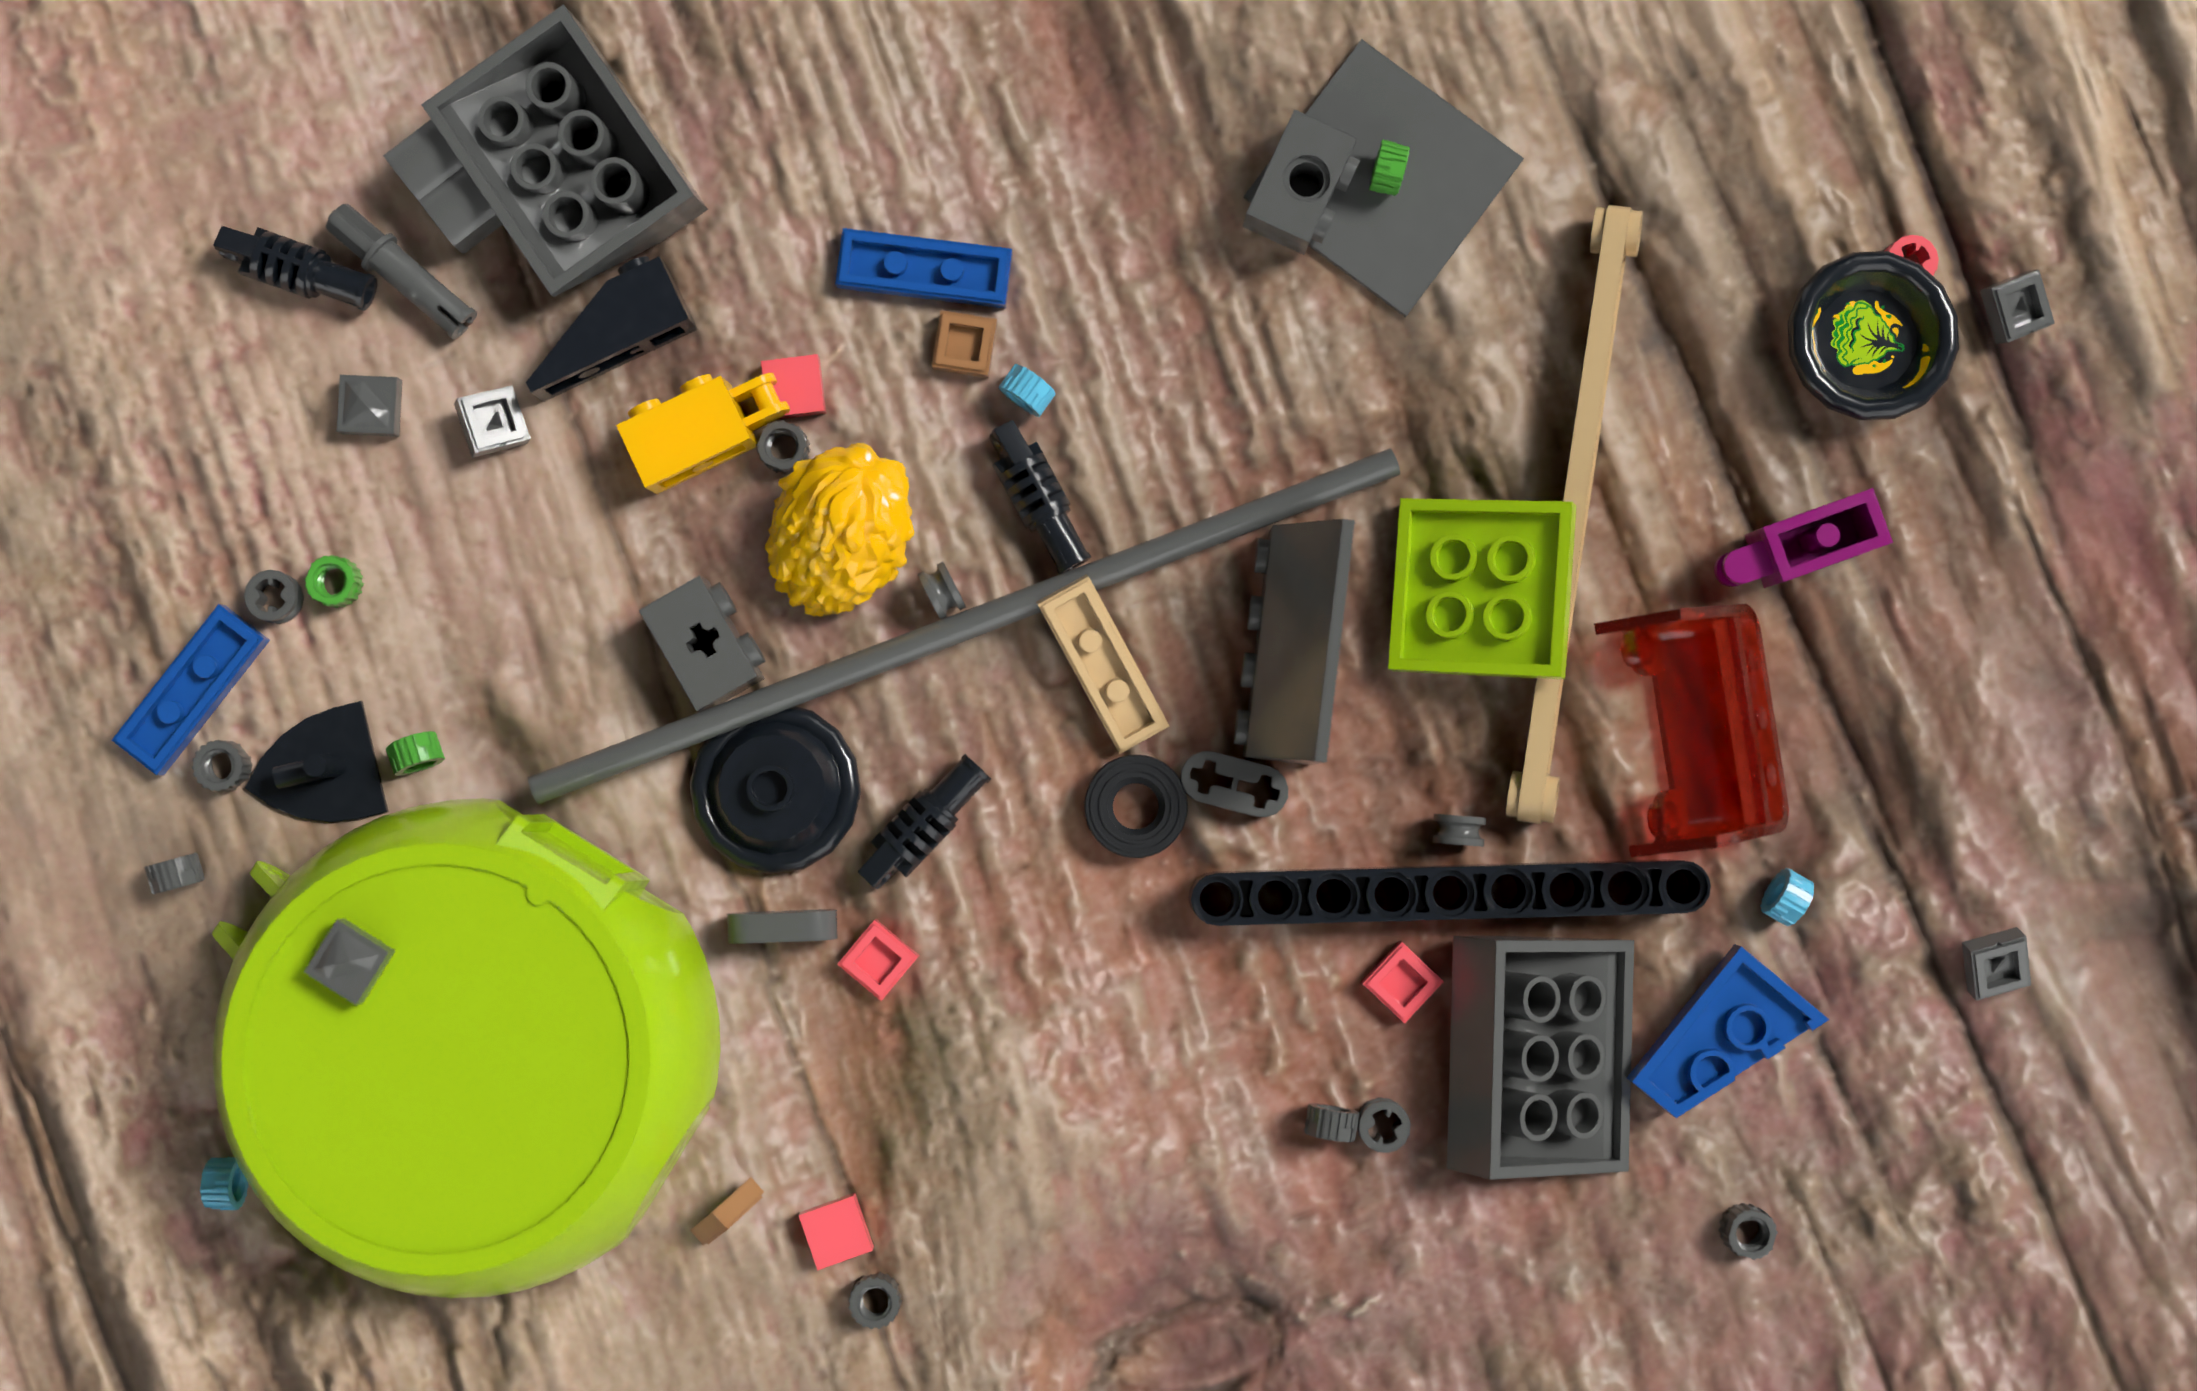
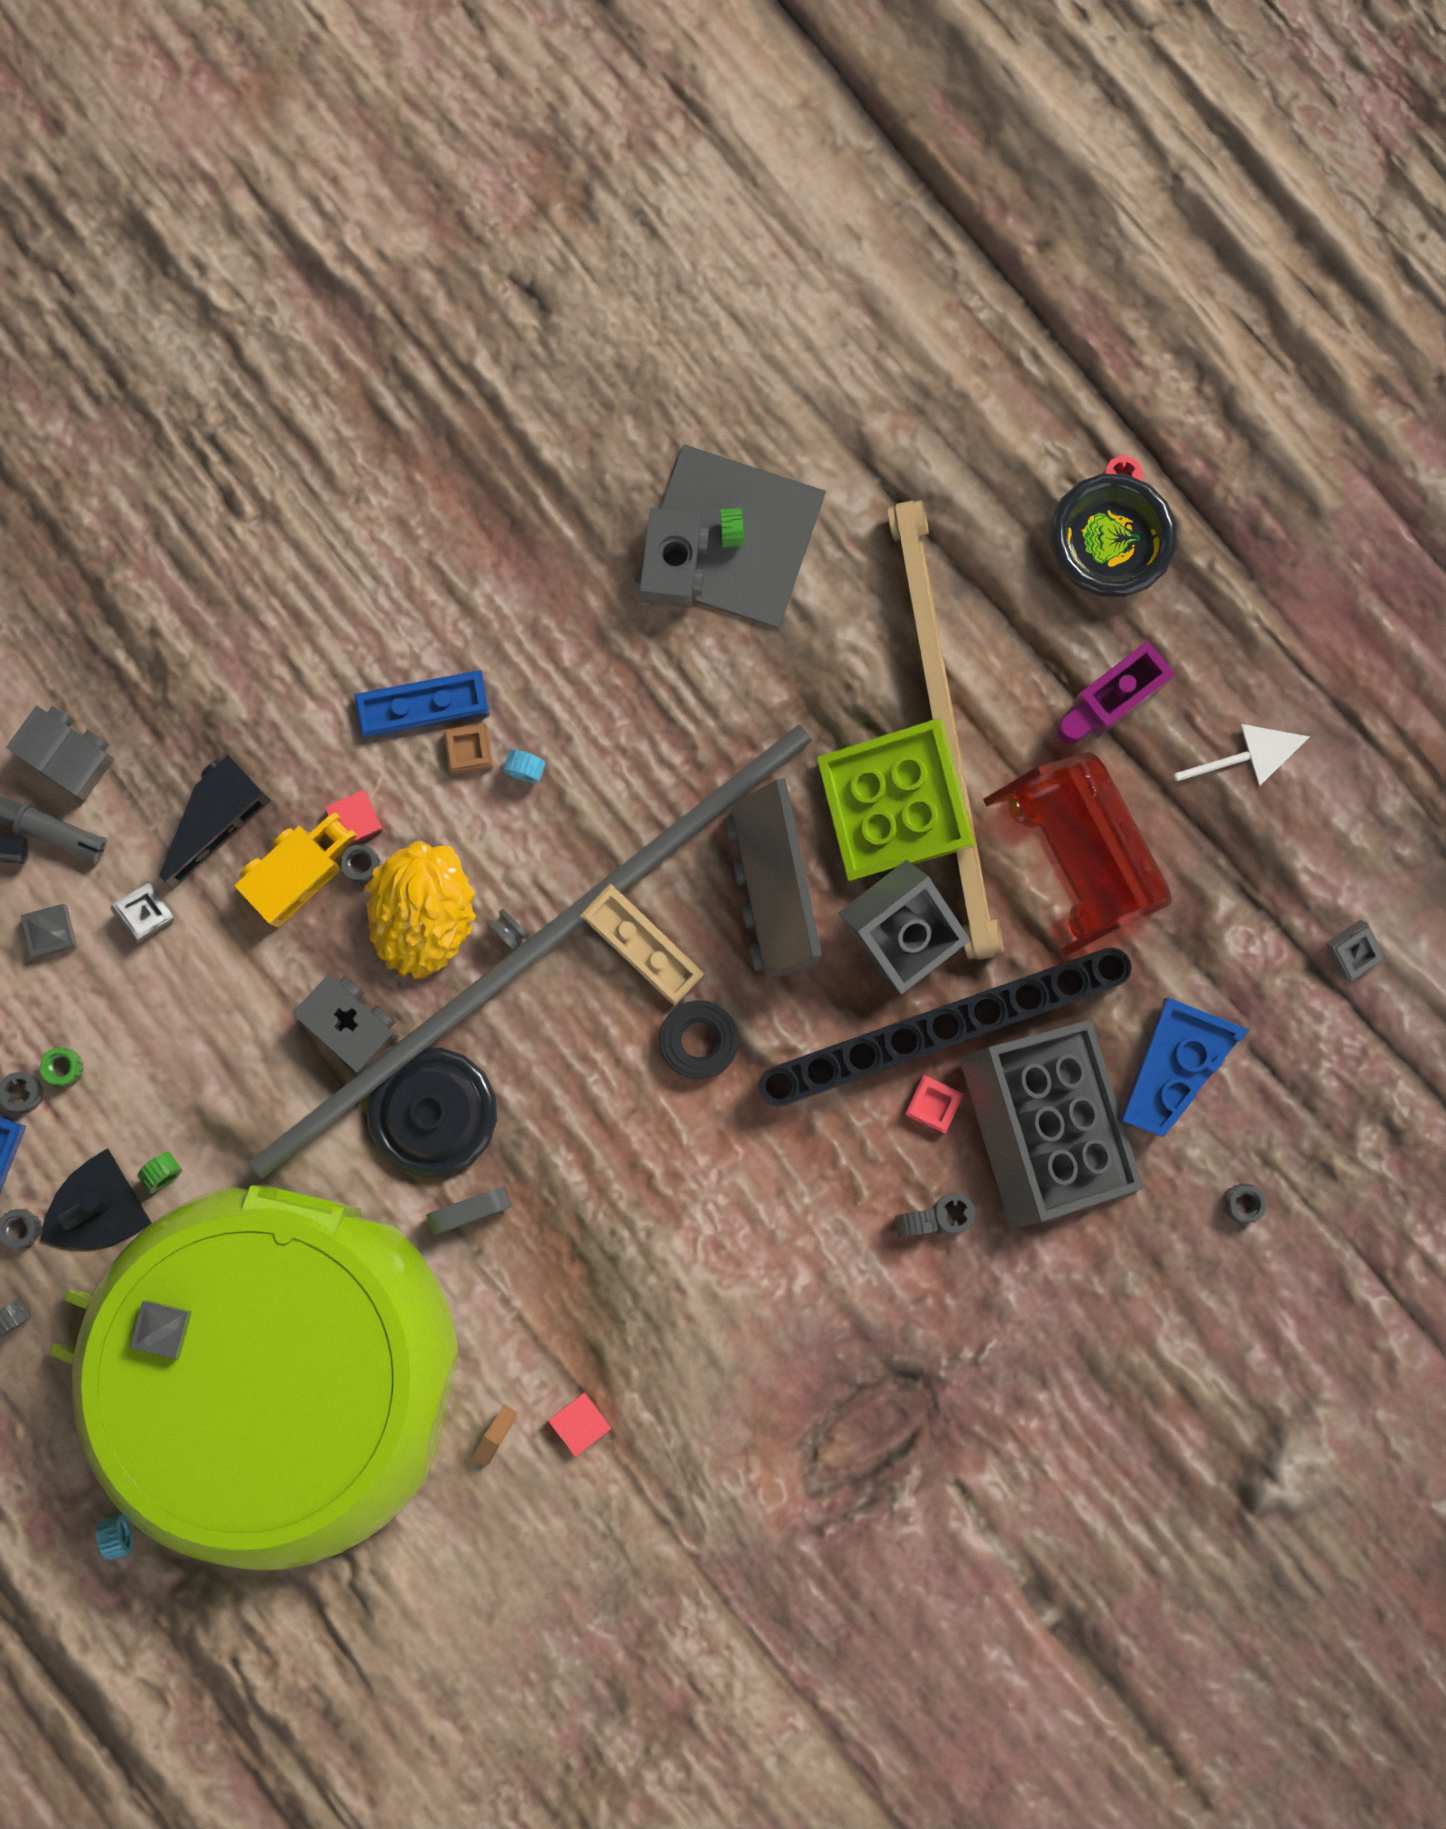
camera: 15 degrees left, 5 degrees down
(563, 154) = (136, 705): dark grey slope -> none
(862, 1314) = (617, 1478): dark grey axle -> none
(878, 959) = (547, 1213): coral tile -> none
(922, 824) = (547, 1103): black hinge -> none
(1037, 496) = (555, 839): black hinge -> none
(1237, 770) = (766, 1011): dark grey beam -> none
(1440, 751) = (904, 926): none -> dark grey brick
(1458, 830) = (939, 981): dark grey bush -> none
(1787, 897) = (1189, 951): medium azure axle -> none
(1970, 672) = (1265, 748): none -> white piece
(2017, 306) = (1208, 483): dark grey tile -> none

